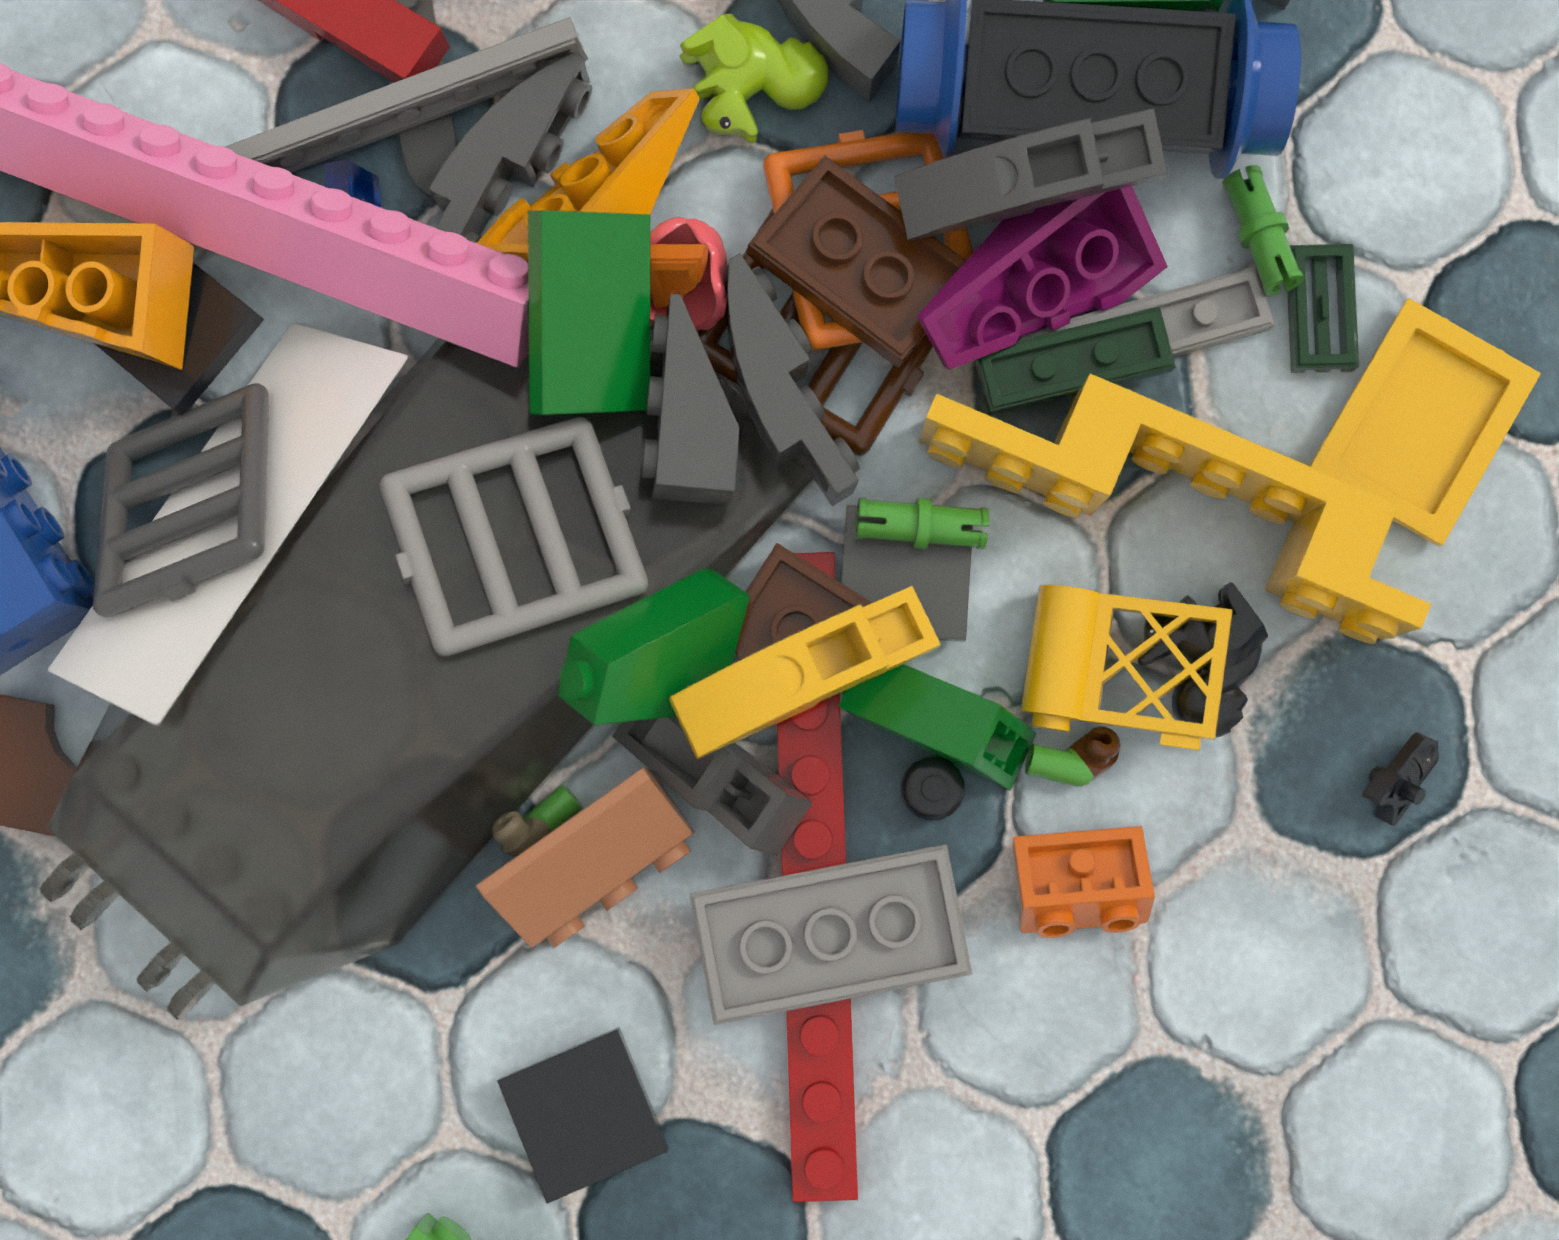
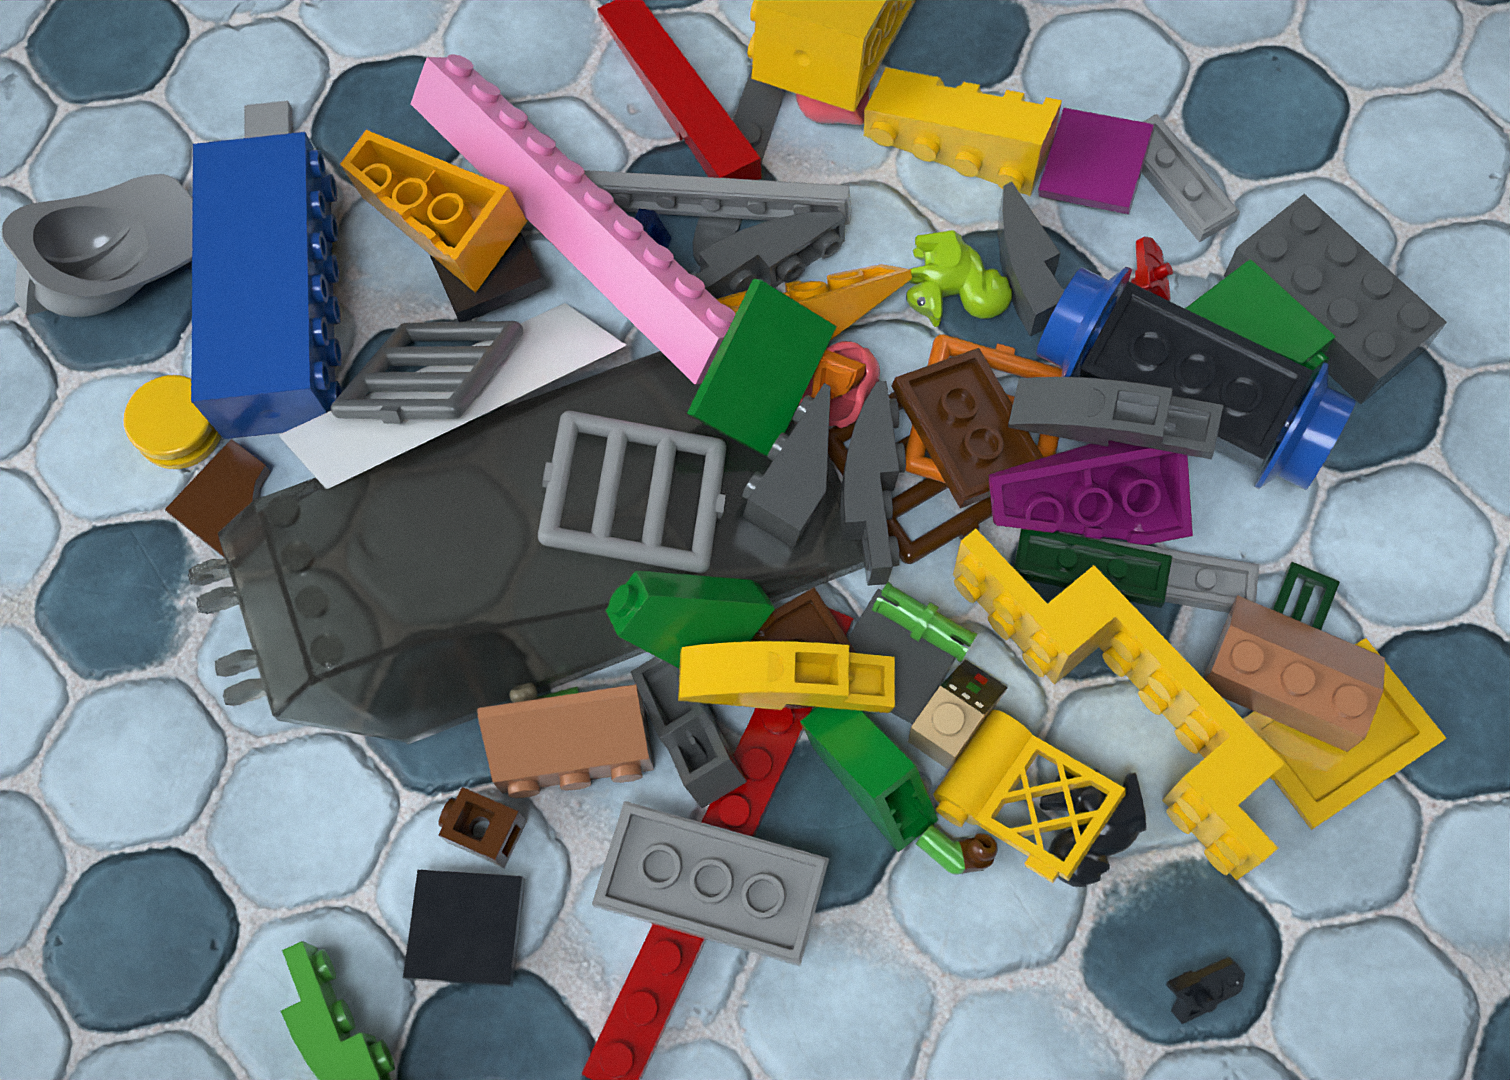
camera: 25 degrees right, 15 degrees down
(517, 1013) = (468, 809): none -> reddish brown brick
(932, 788) = (840, 820): black piece -> none
(1004, 605) = (955, 713): none -> tan slope
(1083, 881) = (918, 943): orange bracket -> none
(1263, 230) = (1274, 541): bright green pin -> none
(1355, 379) = (1296, 674): none -> nougat slope

